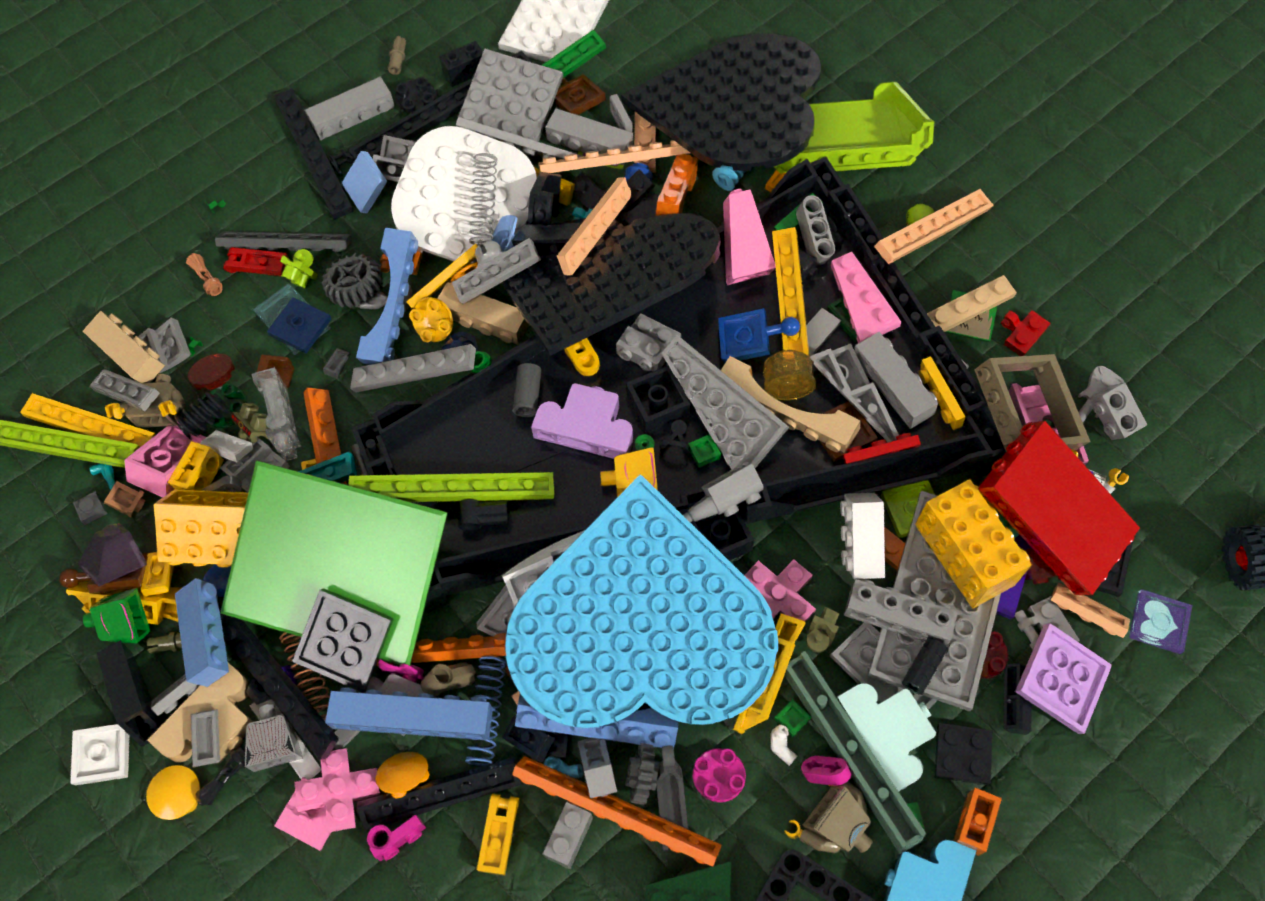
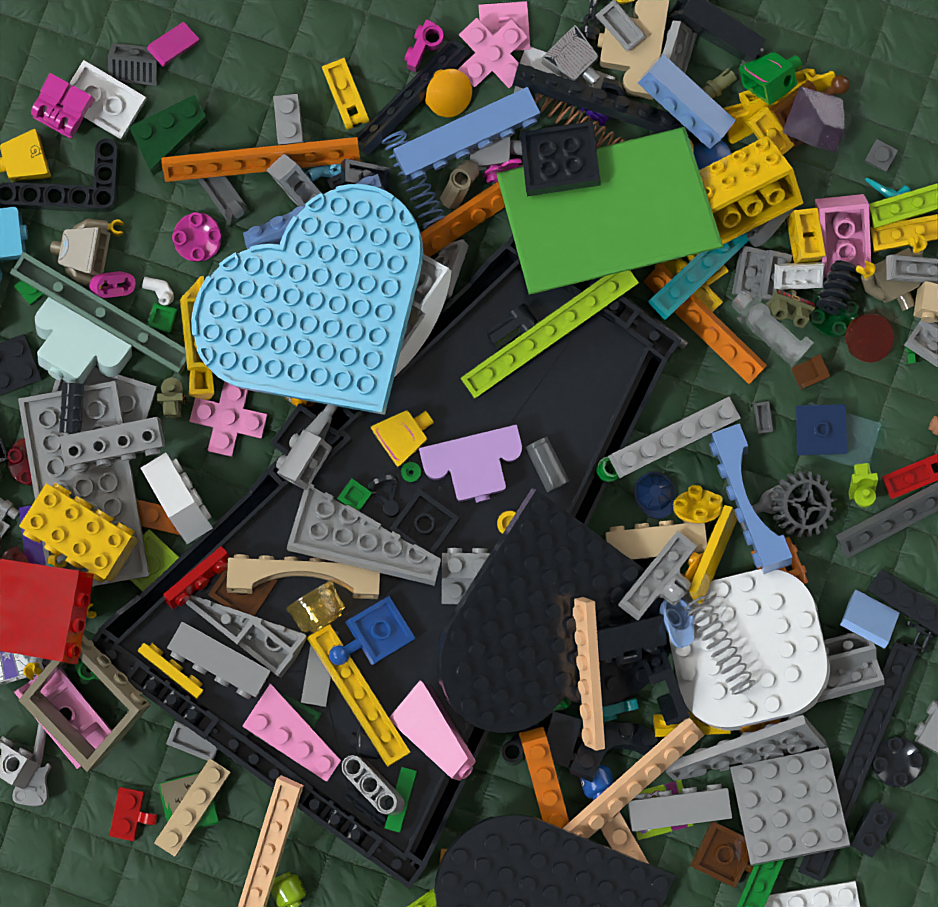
camera: 150 degrees right, 20 degrees up
(125, 499) = (851, 178): medium nougat bracket -> none
(620, 114) = (661, 852): light grey tile -> none
(642, 774) = (255, 197): dark grey gear -> none

